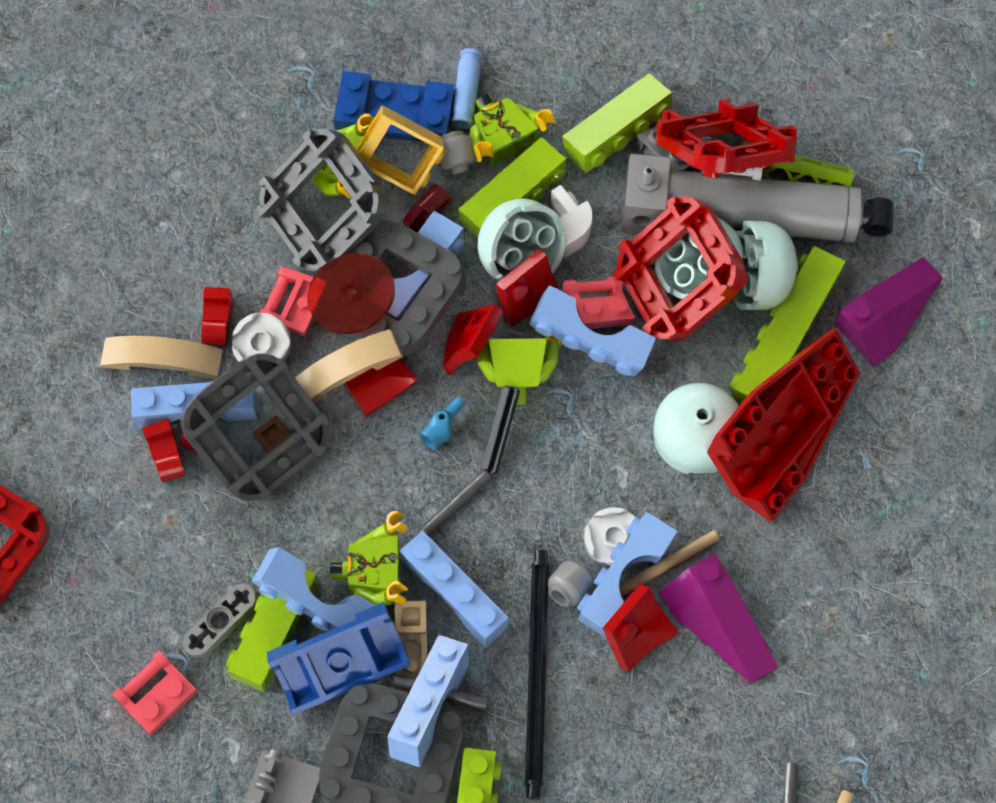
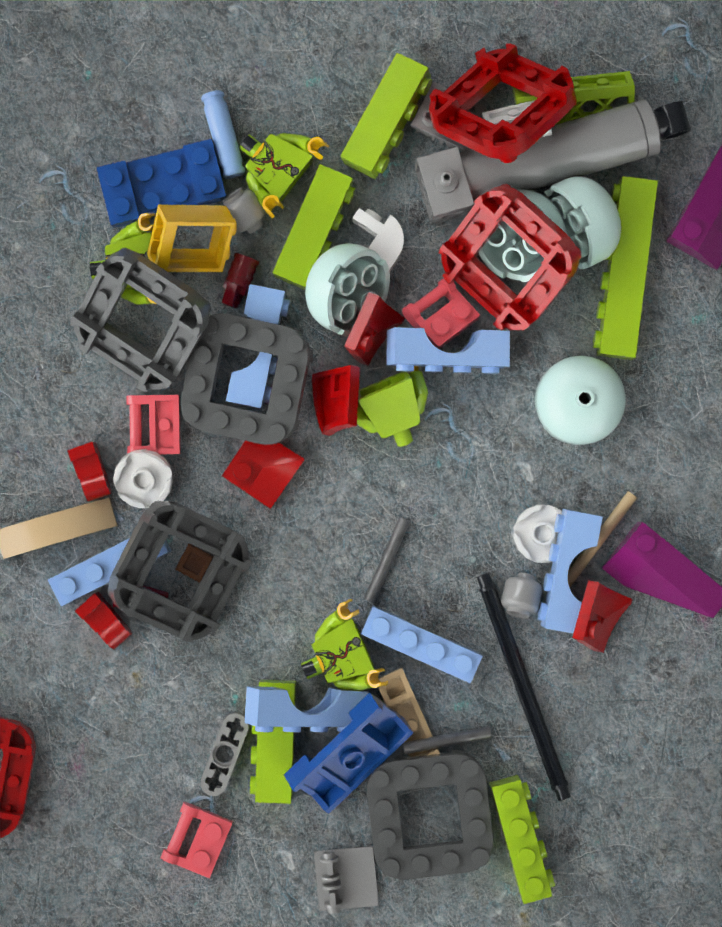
camera: 25 degrees left, 20 degrees up
(348, 362) = (237, 475): tan slope -> none
(365, 307) = (230, 414): clear red piece -> none
(416, 721) = (443, 759): light blue arch -> none
(440, 426) = (345, 501): dark azure piece -> none
(500, 429) = (400, 476): black axle -> none
(783, 425) = (661, 369): red wedge -> none

